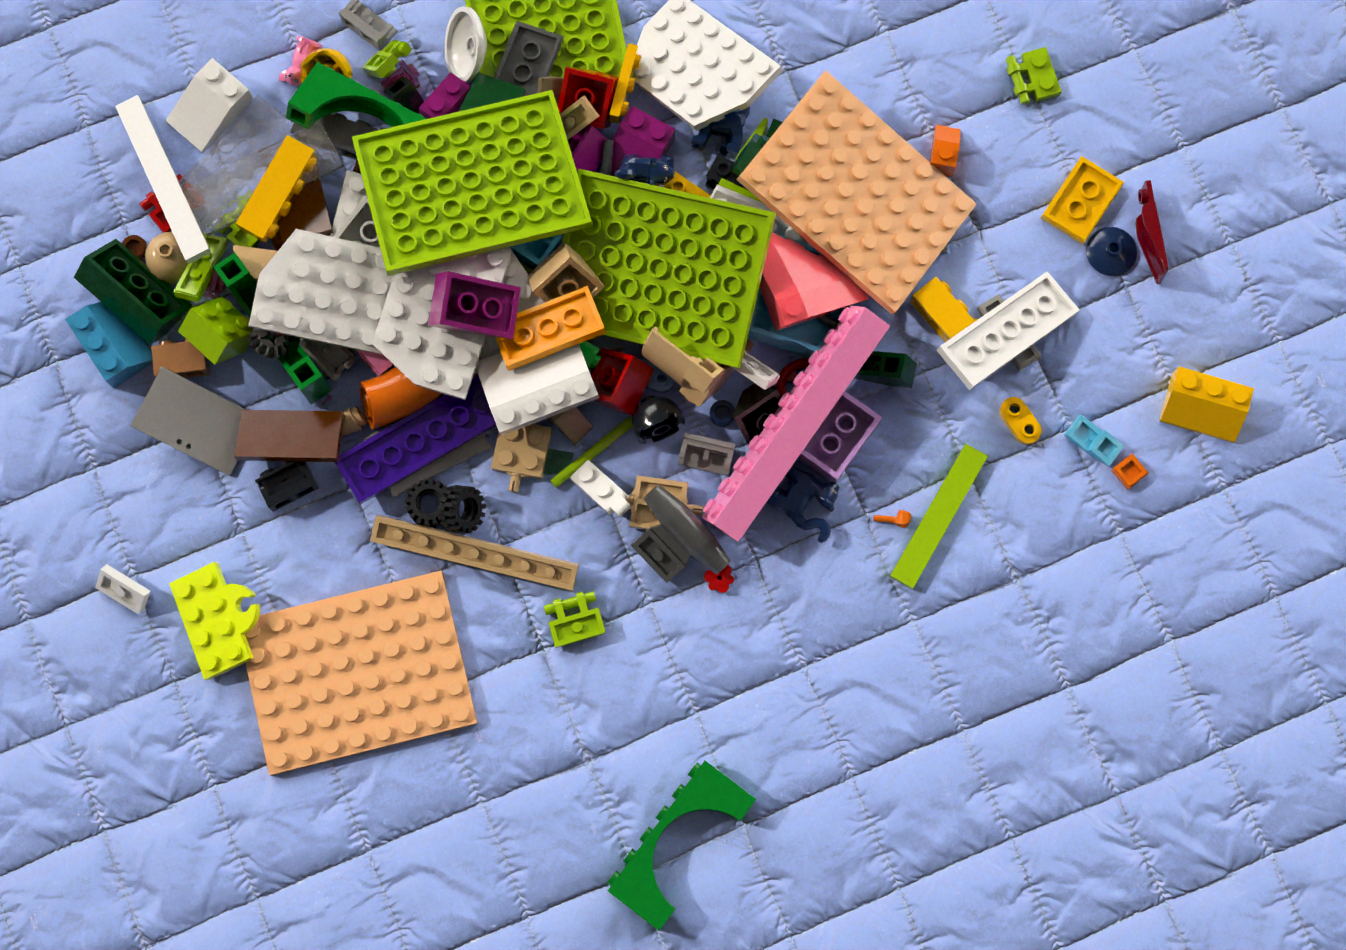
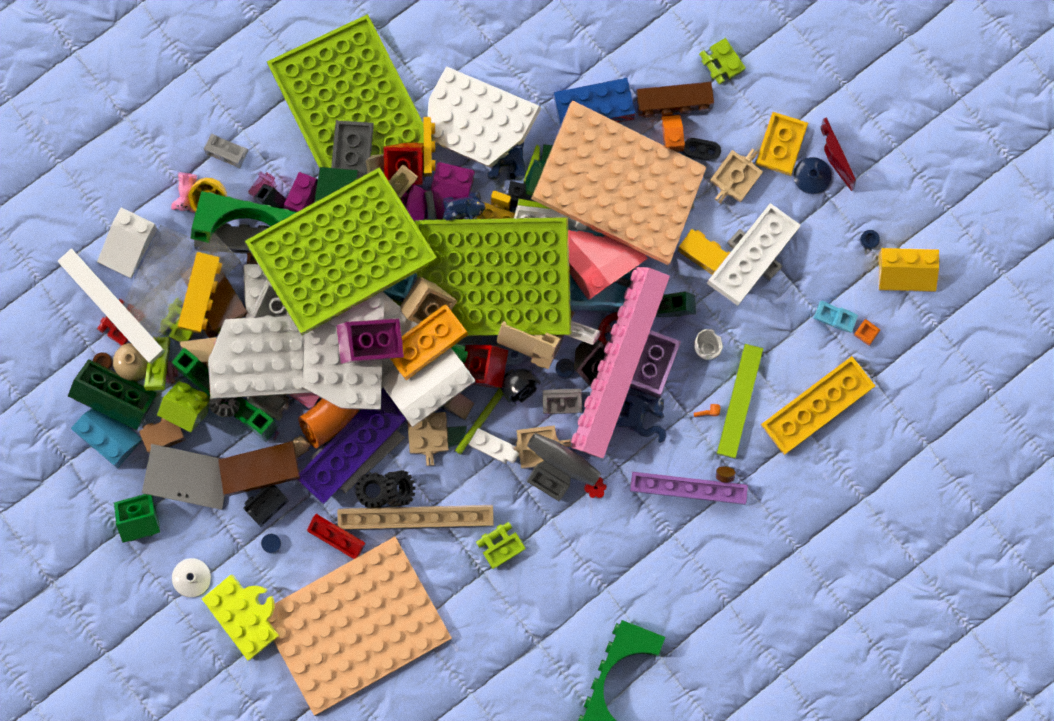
camera: 15 degrees left, 0 degrees up
(116, 456) = (136, 517): none -> green slope
(122, 589) = (169, 612): white plate -> none
(177, 556) = (201, 578): none -> white dish
(279, 536) = (271, 543): none -> dark blue tile
(364, 550) = (336, 536): none -> red tile
(383, 62) = (247, 177): lime plate -> none
(465, 44) = (303, 148): white dish -> none
(699, 175) = (501, 200): none -> yellow plate
(841, 611) = (688, 488): none -> medium lavender plate
(871, 81) = (607, 98): none -> blue brick
(893, 606) = (725, 474): none -> reddish brown tile
(916, 431) = (708, 344): none -> white hair
(959, 107) = (674, 98): none -> reddish brown brick
(977, 178) = (702, 148): none -> black plate
(1012, 225) = (736, 176): none -> tan plate
(1018, 421) = (779, 316): yellow plate -> none
(1039, 549) = (818, 405): none -> yellow plate
(1165, 352) = (869, 239): none -> dark blue tile

